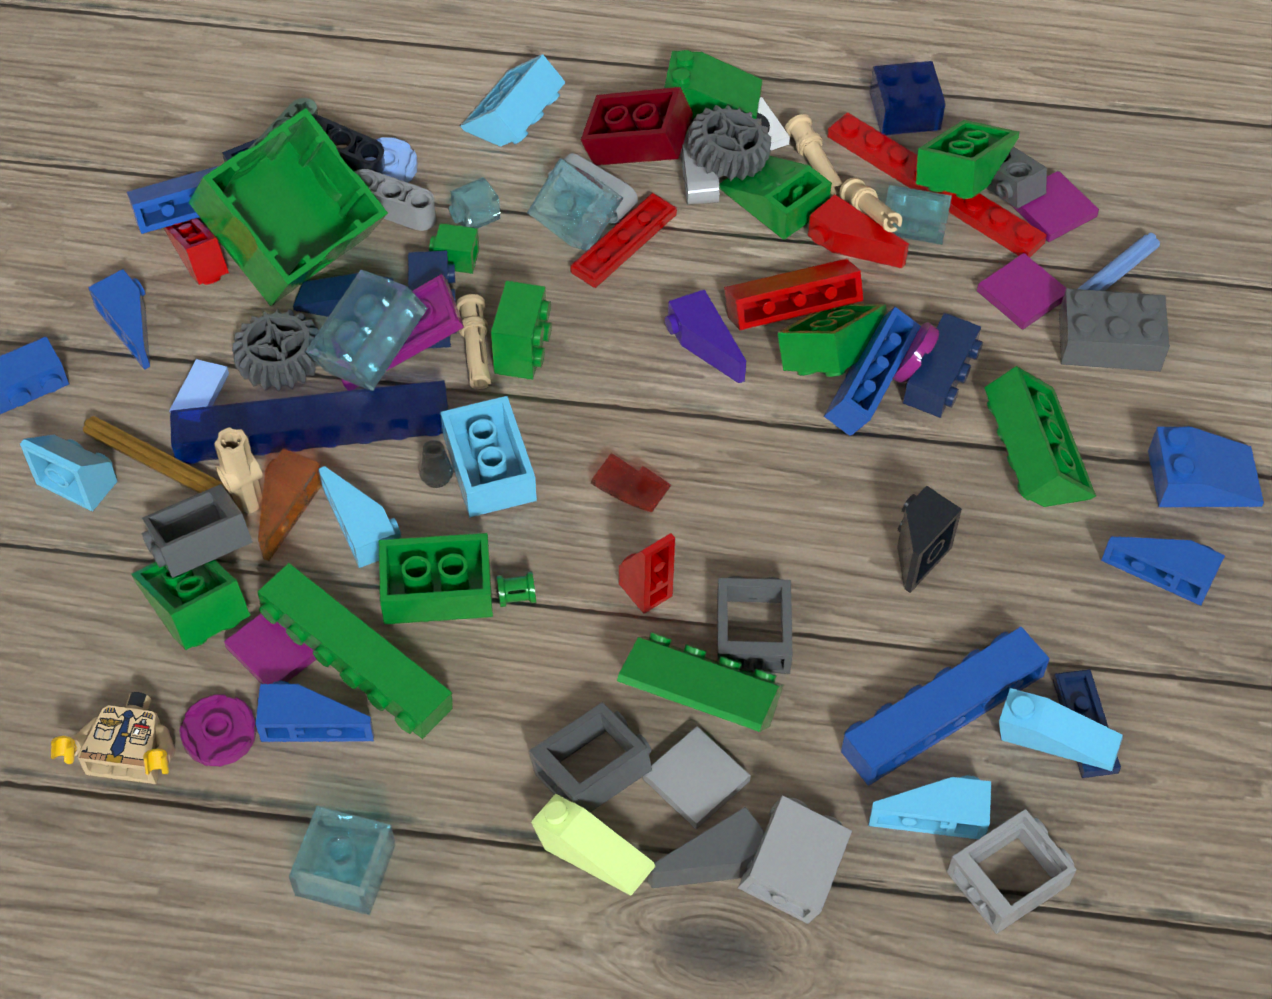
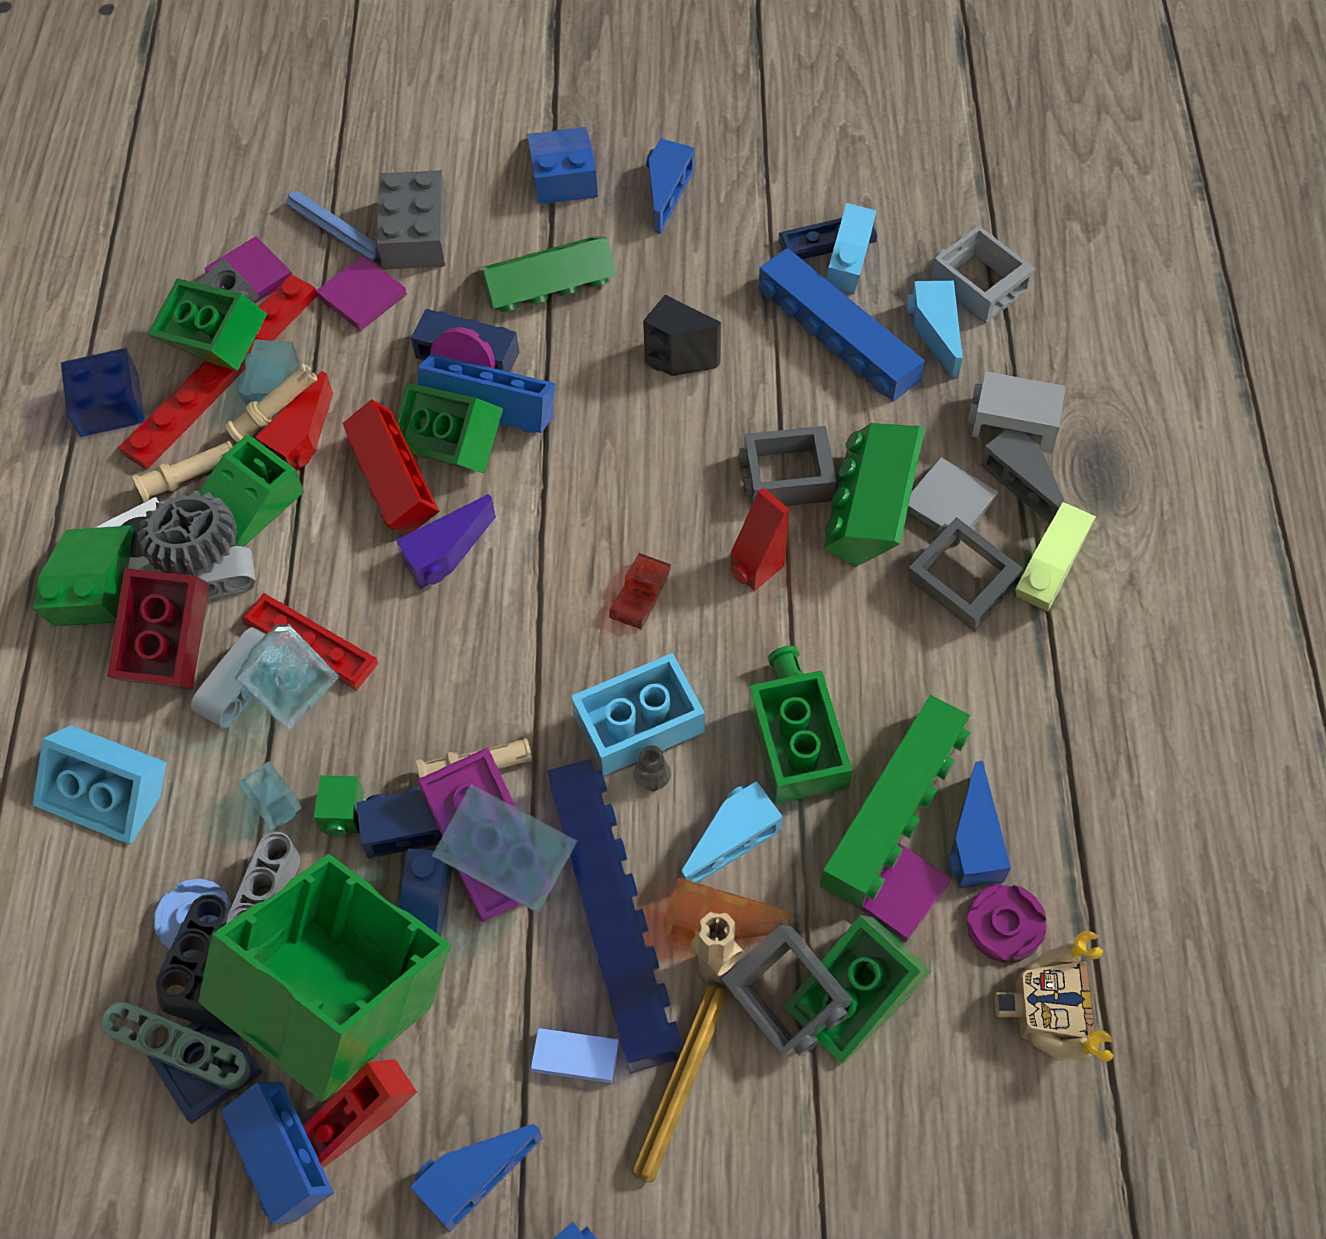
camera: 95 degrees left, 5 degrees up
(69, 469) = (721, 1166): medium azure slope -> none
(260, 344) = (497, 981): dark grey gear -> none
(342, 860) = (1126, 760): clear light blue brick -> none
(520, 330) = (468, 705): green brick -> none

